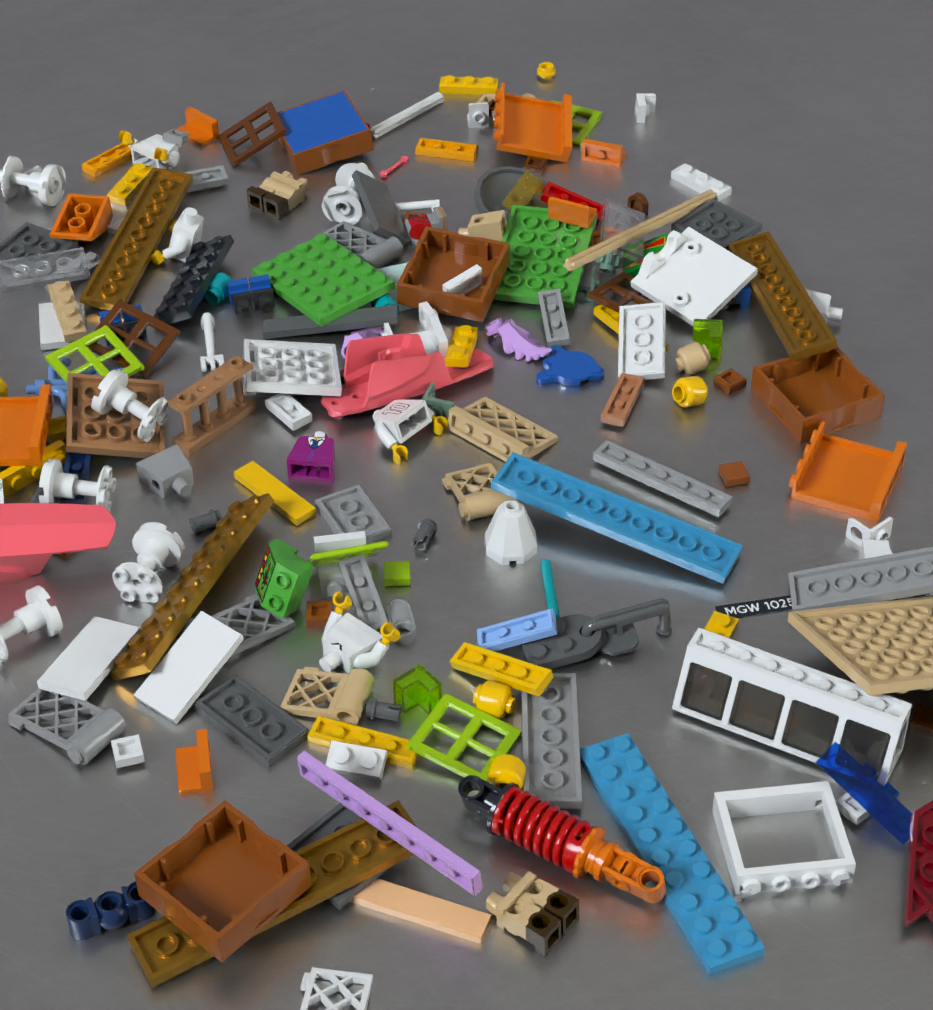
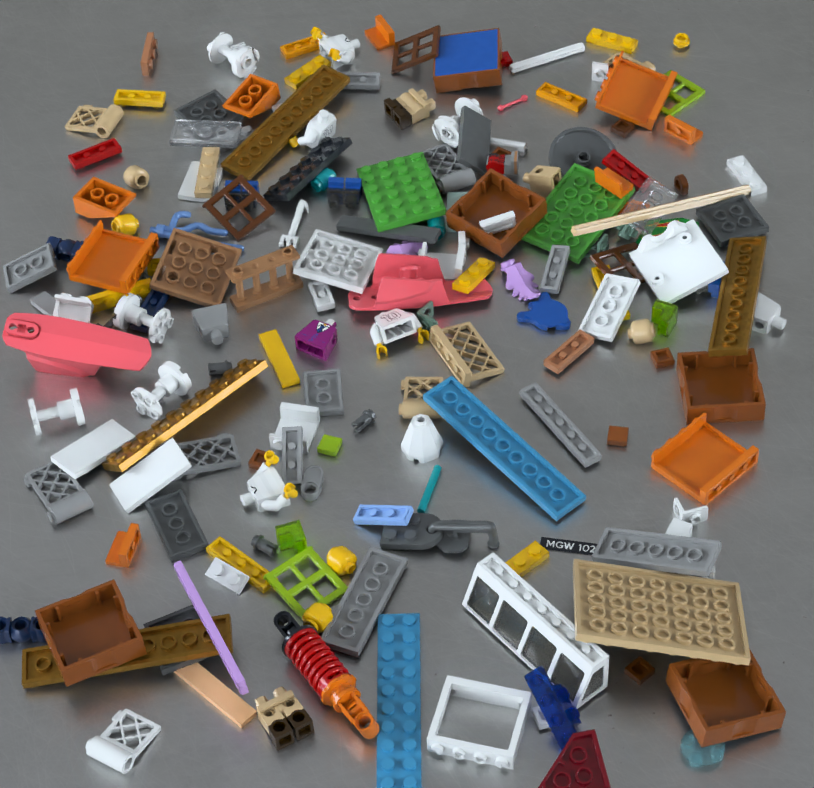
camera: 25 degrees right, 5 degrees up
(94, 361) = (203, 220): lime window -> none
(117, 396) = (195, 254): white piece -> none
(127, 751) = (85, 523): white plate -> none
(176, 136) = (355, 40): light grey tile -> none
(282, 579) = (242, 429): bright green piece -> none
(335, 556) = (290, 422): lime window -> none
(345, 700) = (243, 529): tan piece -> none
(502, 669) = (356, 540): yellow plate -> none
(524, 191) = (588, 153): clear yellow bracket -> none
(644, 105) = (740, 92): white bracket -> none
(690, 391) = (622, 359): yellow head -> none

